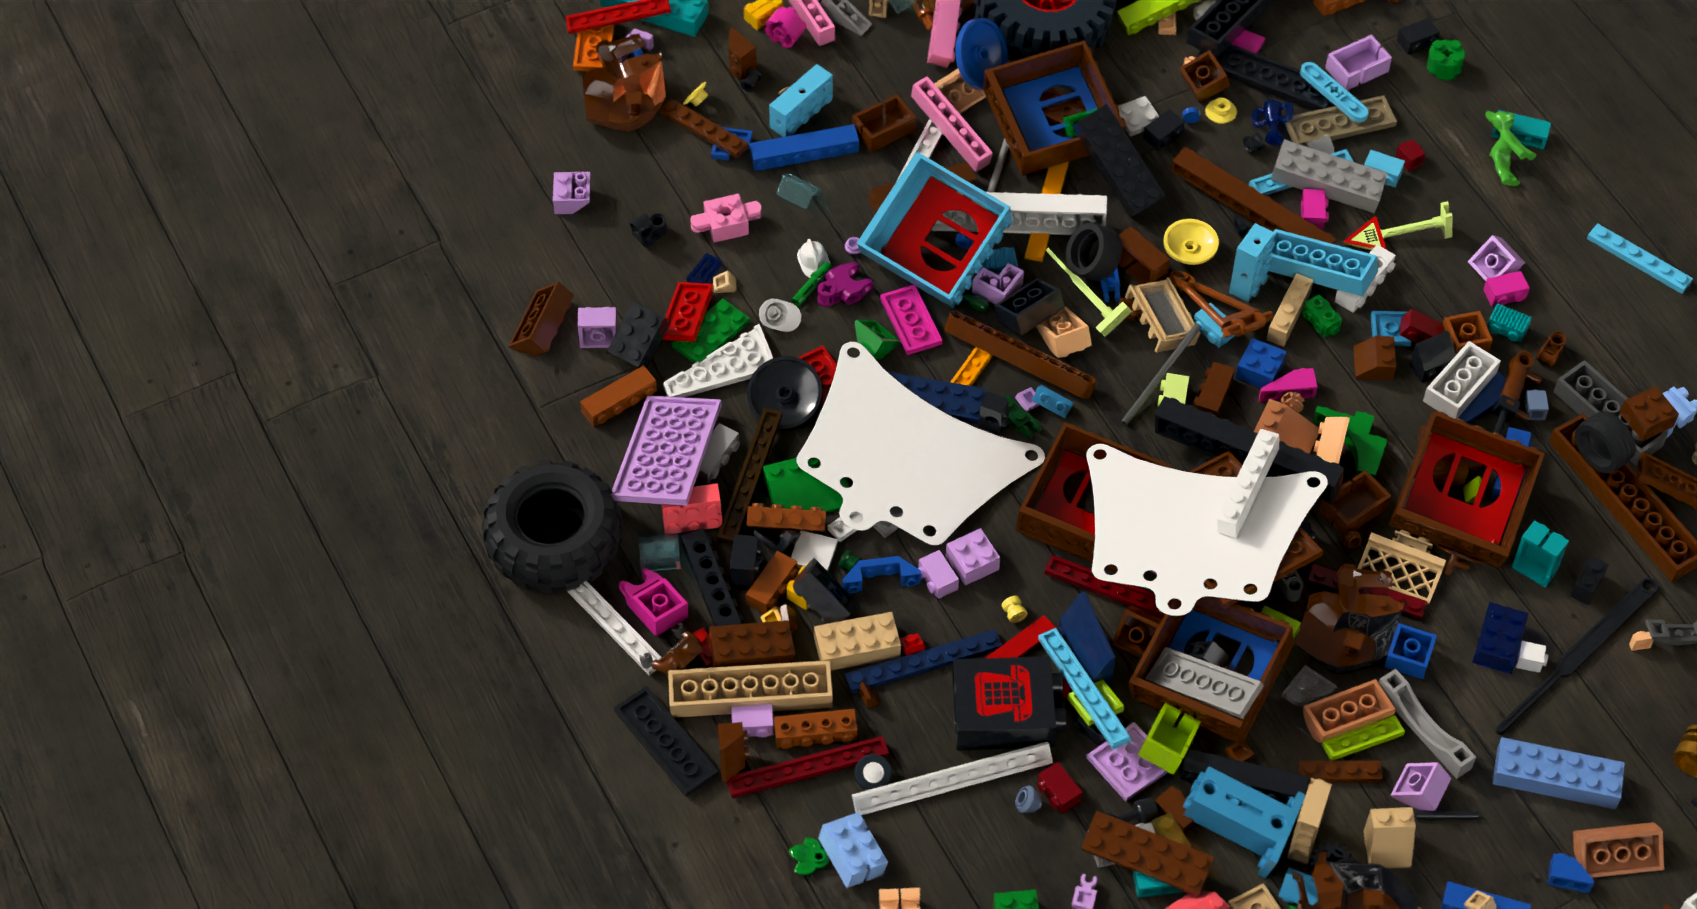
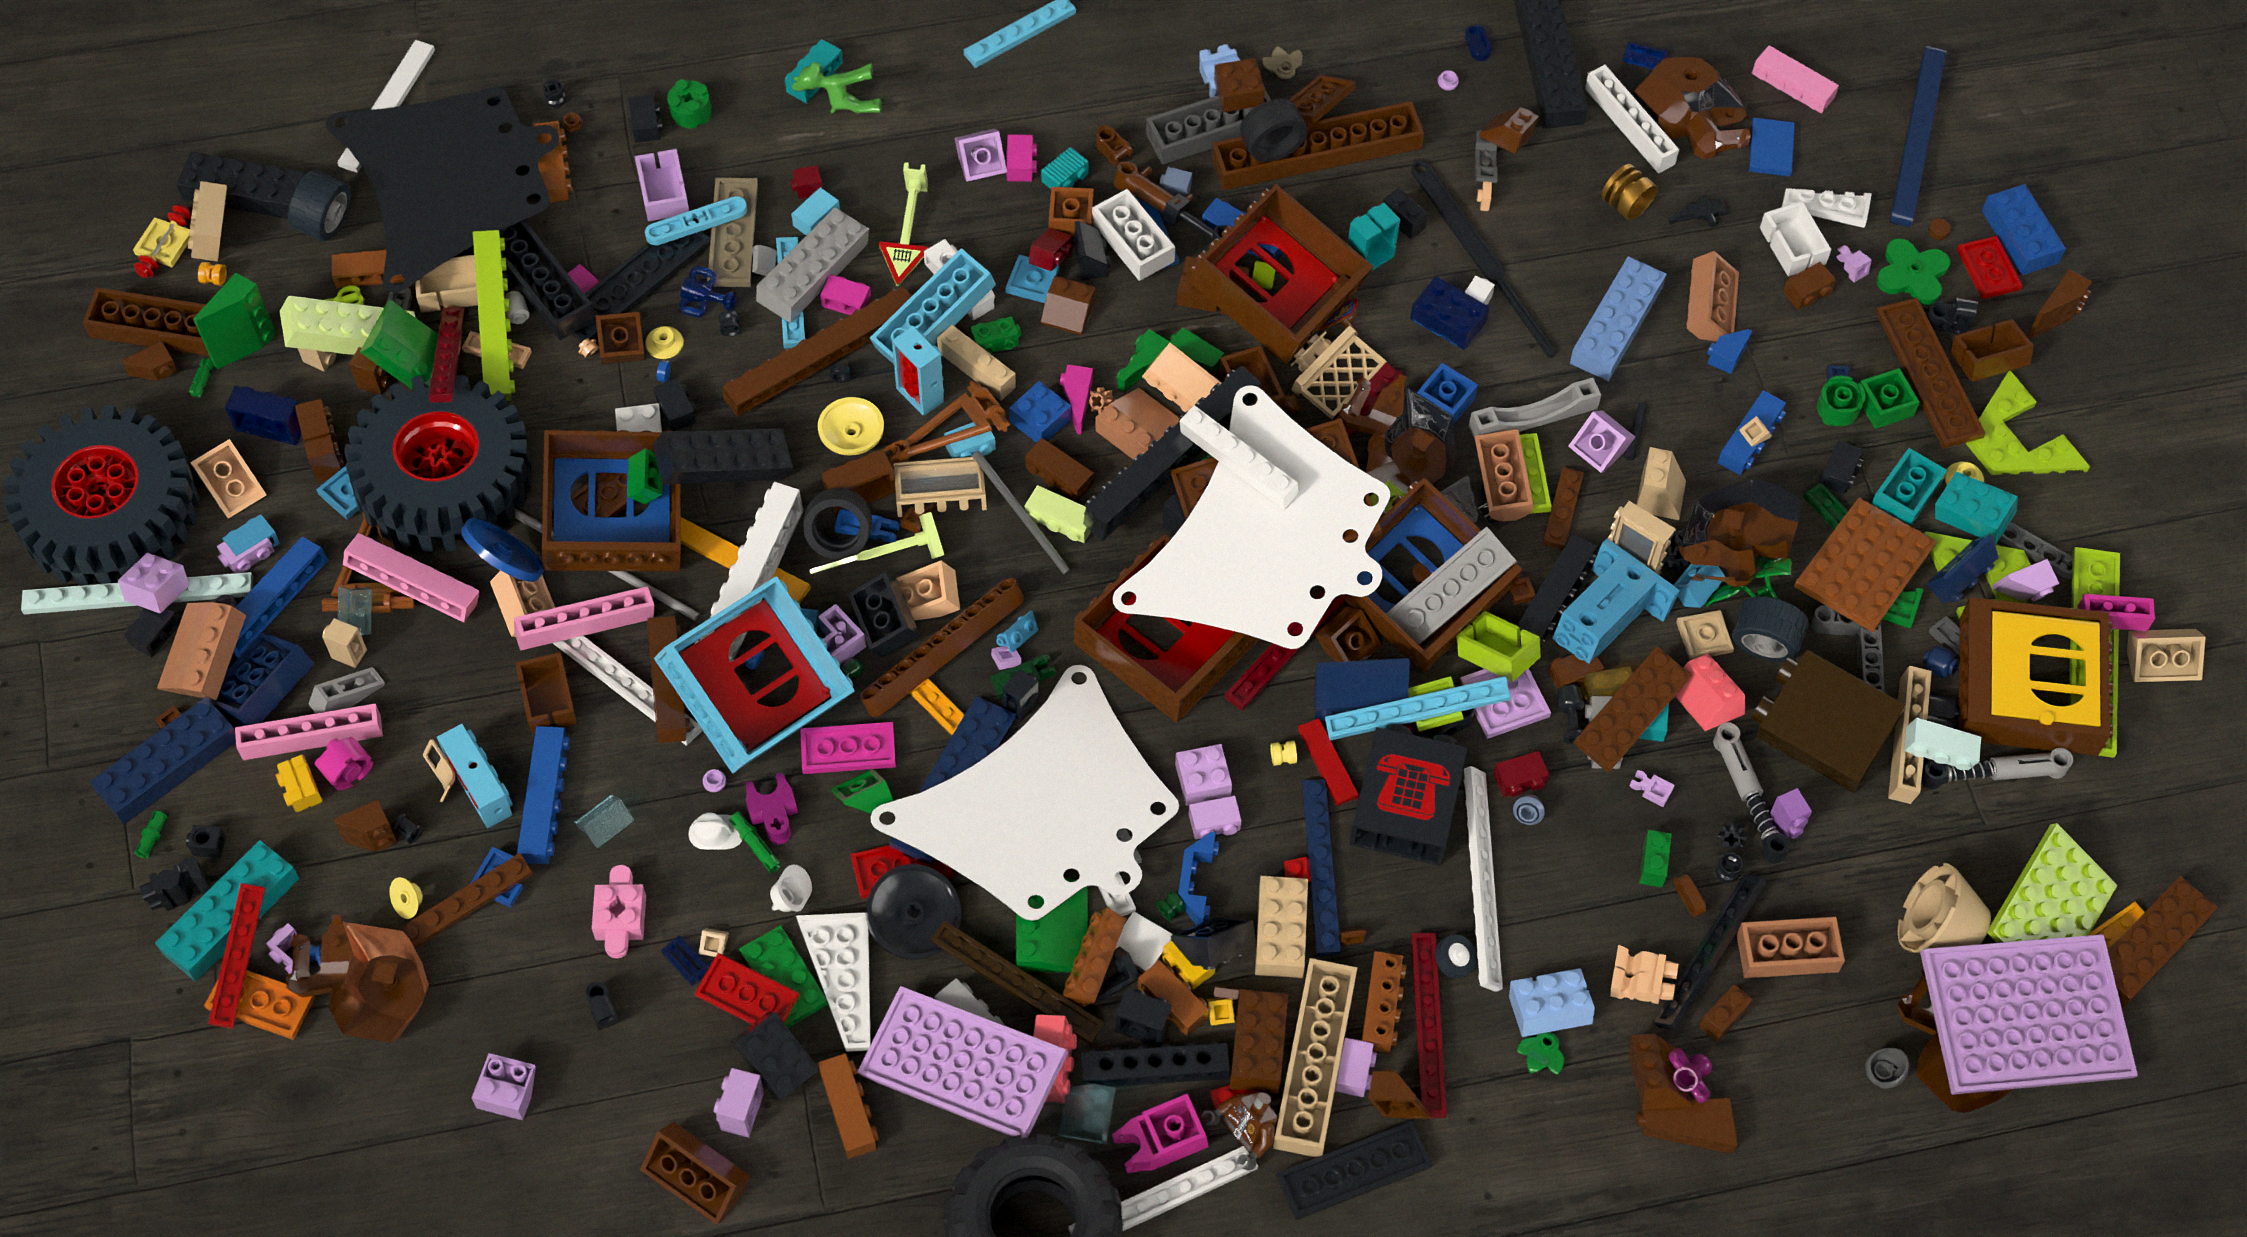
camera: 75 degrees left, 5 degrees up
(1208, 652) = (1407, 579): black slope -> none

